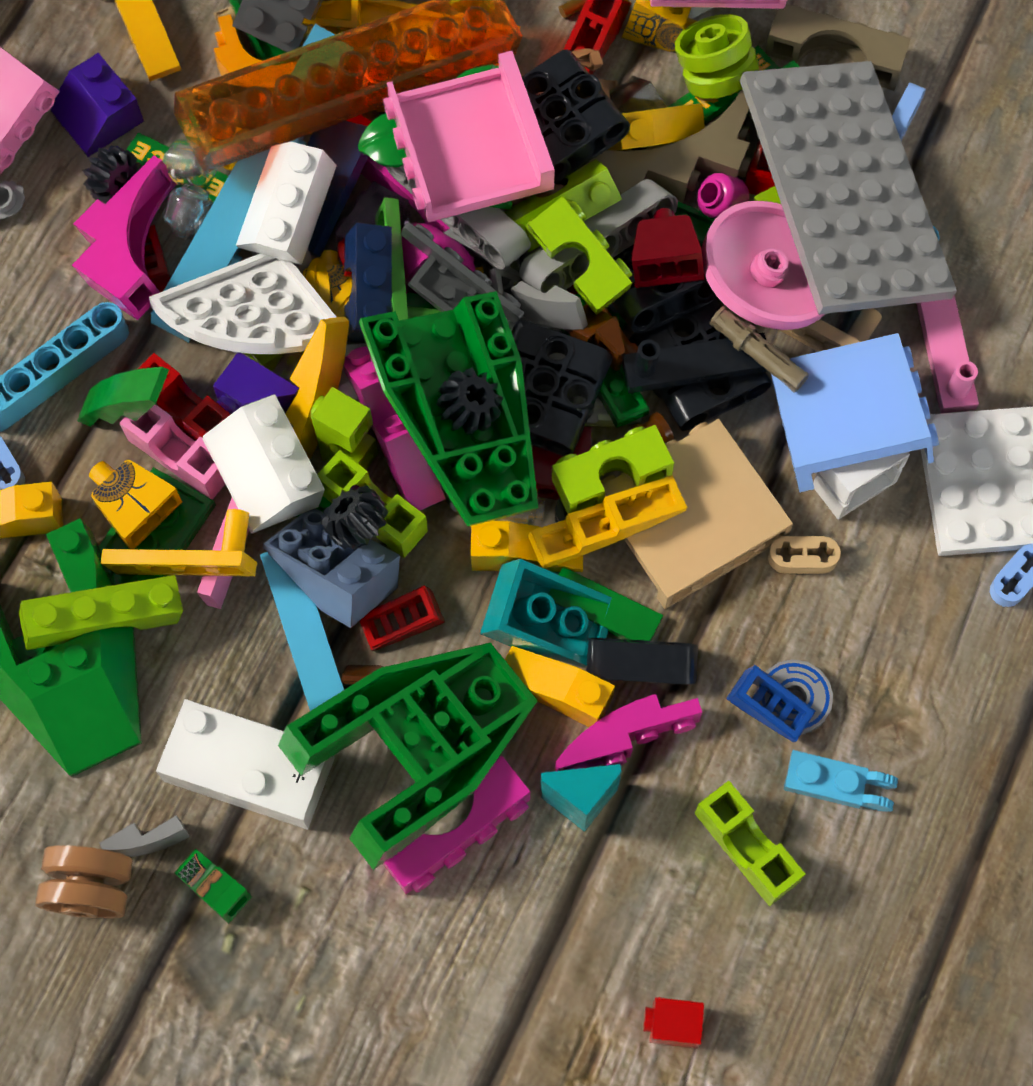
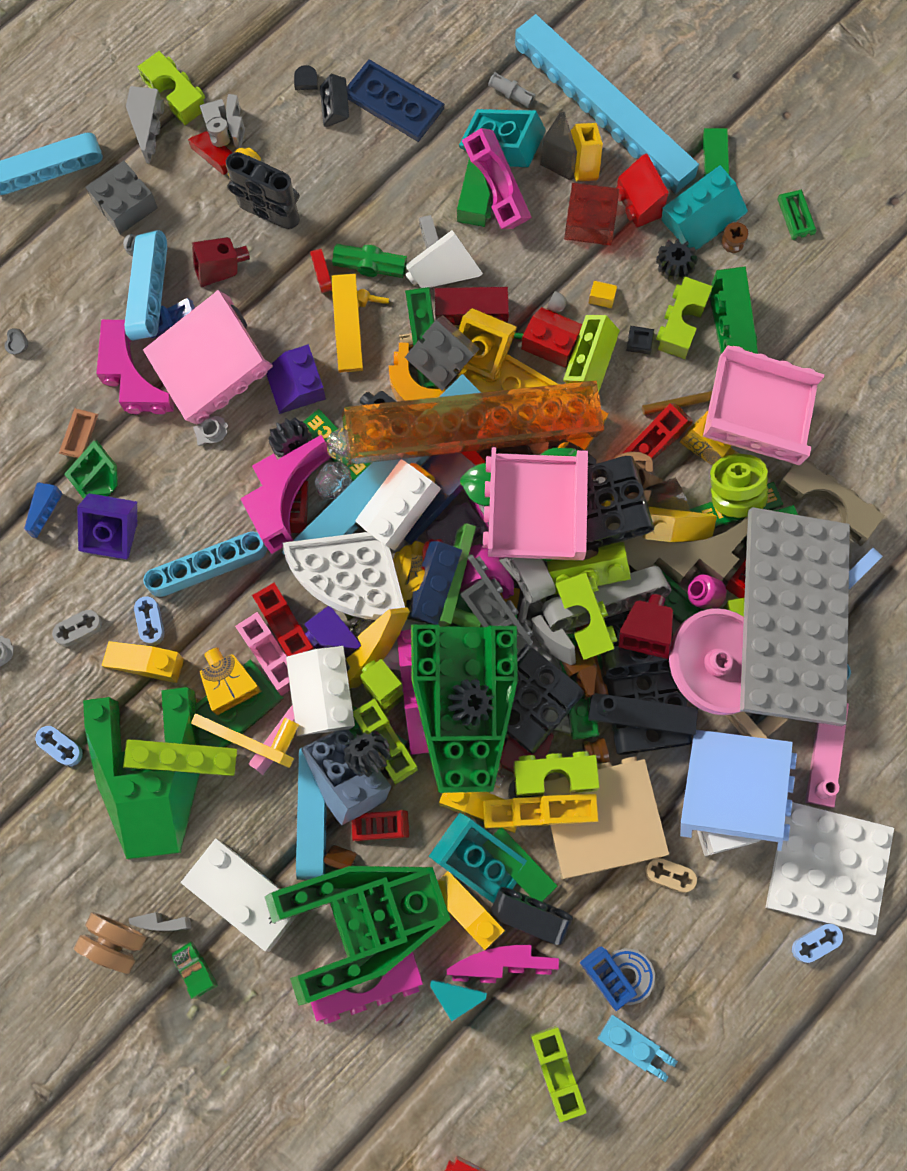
camera: 20 degrees right, 5 degrees up
(123, 395) = (243, 609): green slope -> none
(747, 339) = (689, 723): dark tan pin -> none

